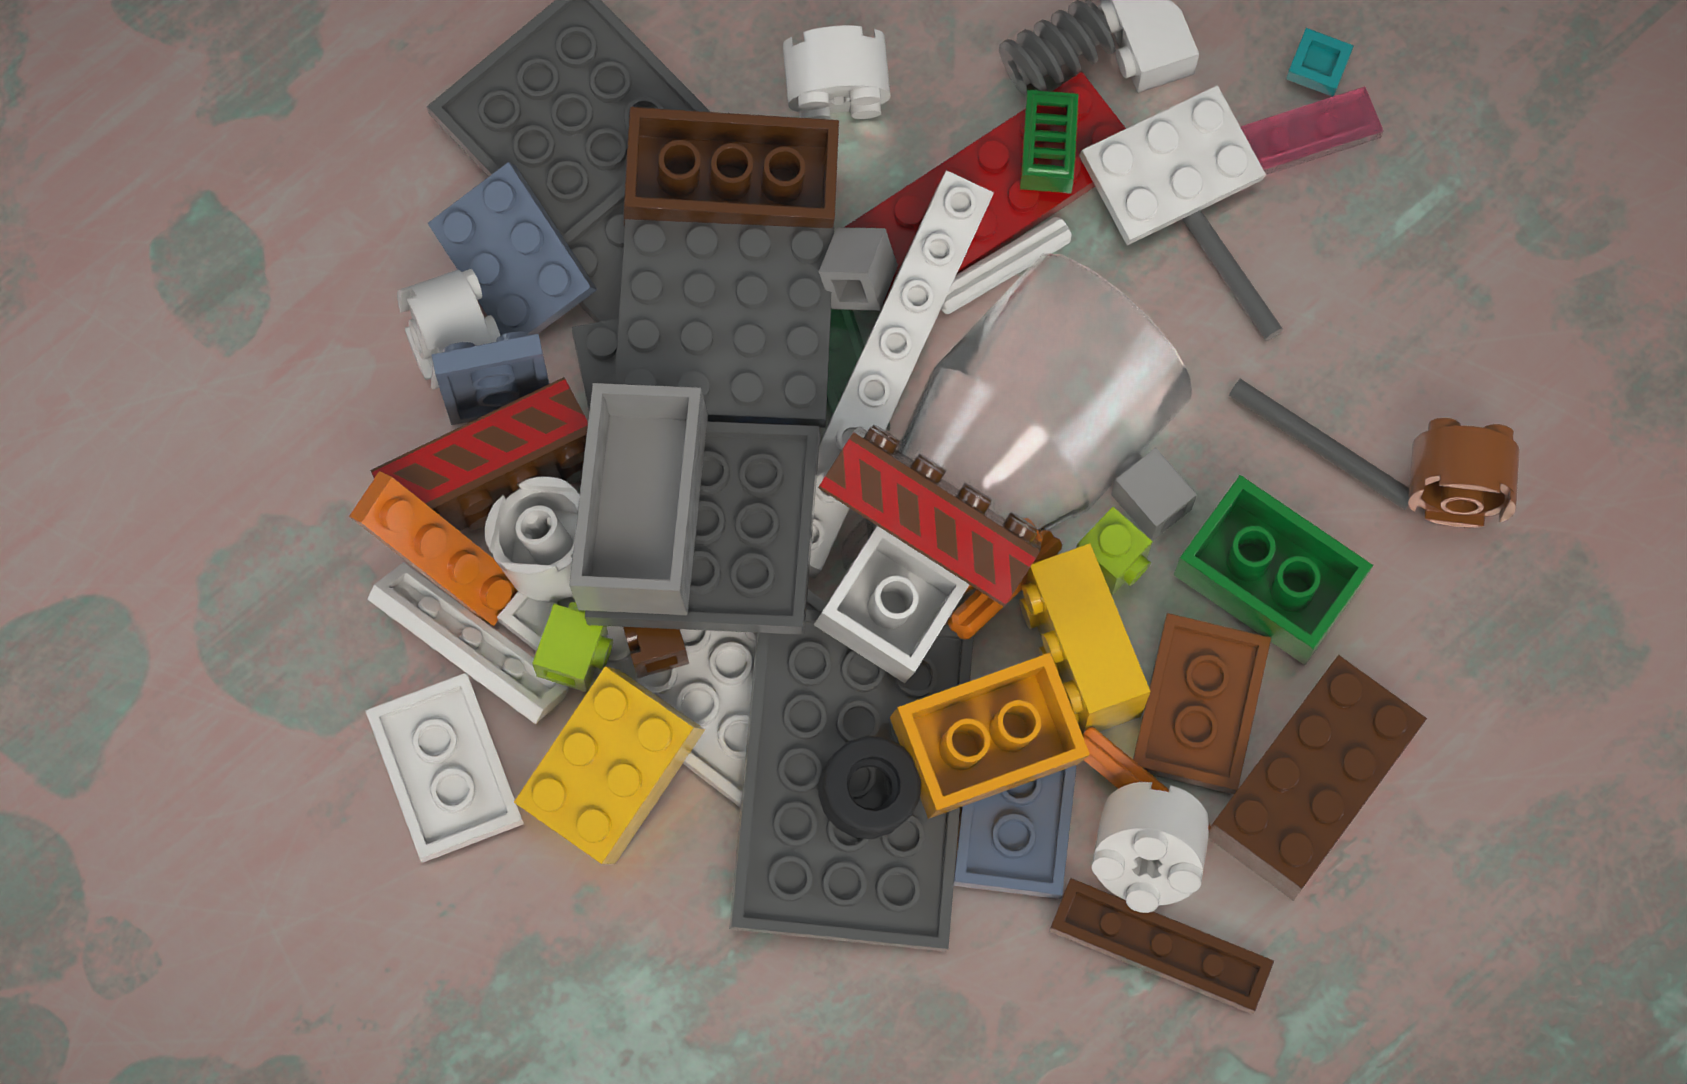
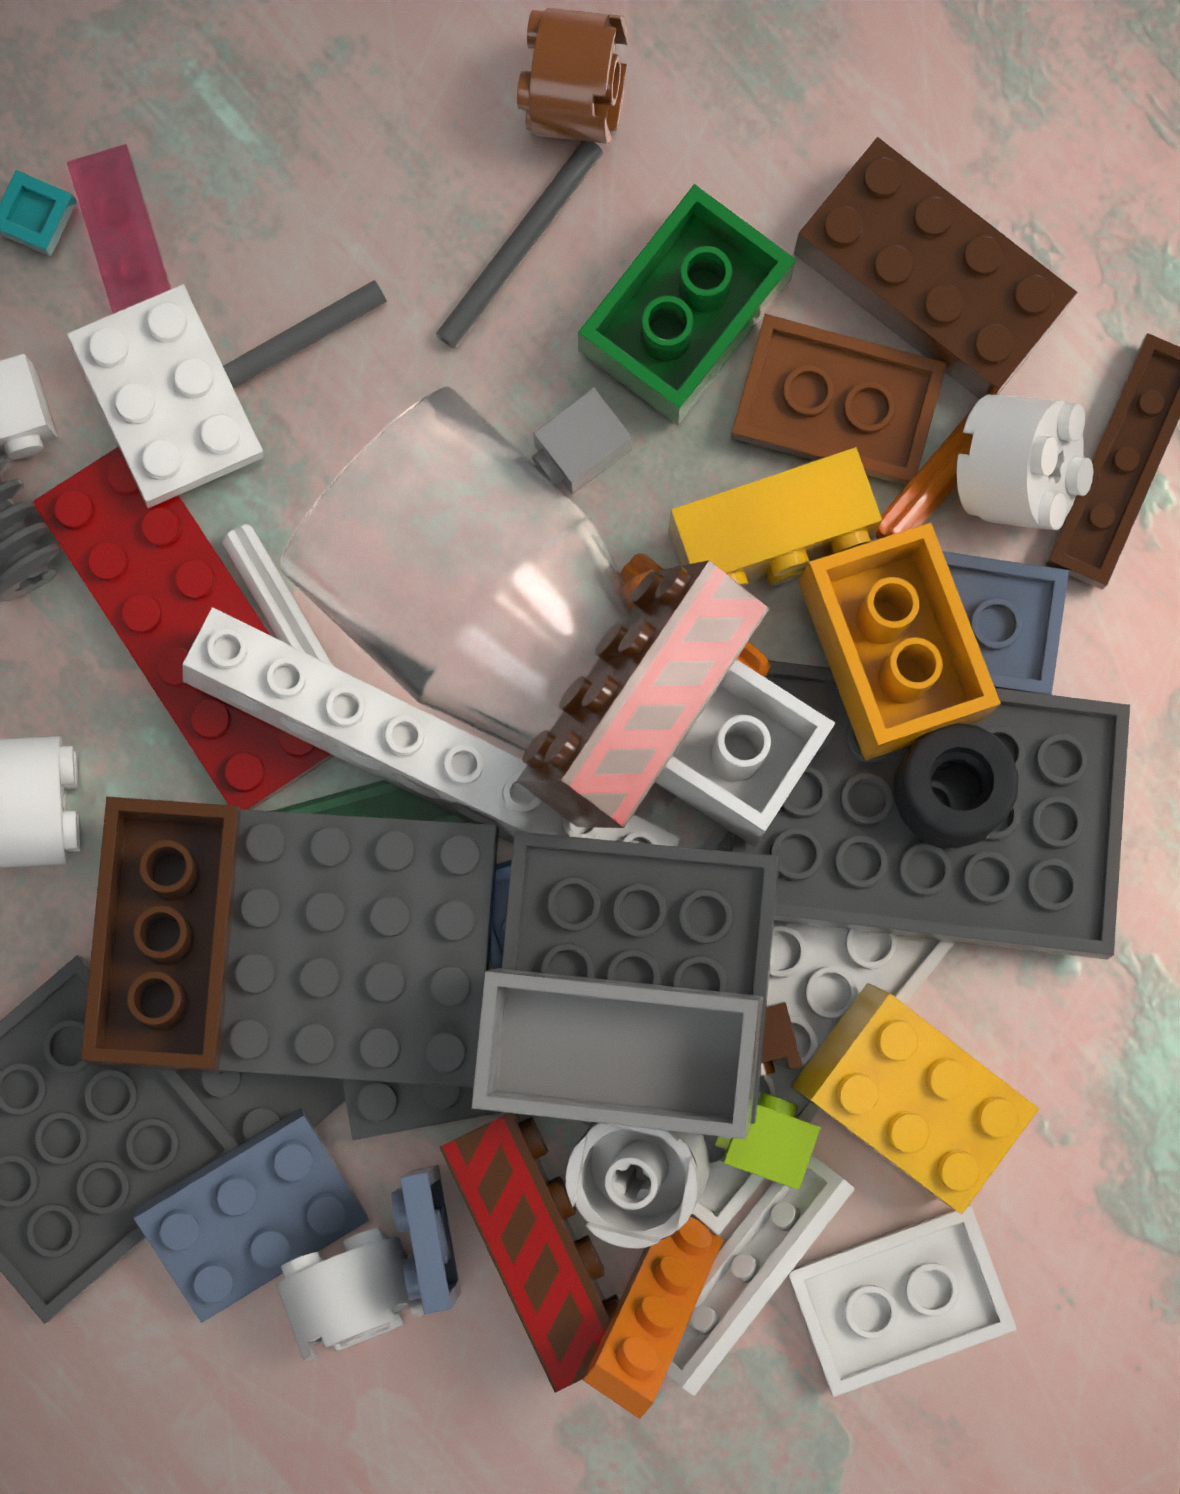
camera: 85 degrees left, 10 degrees up
(858, 268) = (294, 780): light grey brick -> none
(1049, 177) = (179, 548): green slope -> none
(1119, 549) = (654, 487): lime brick -> none

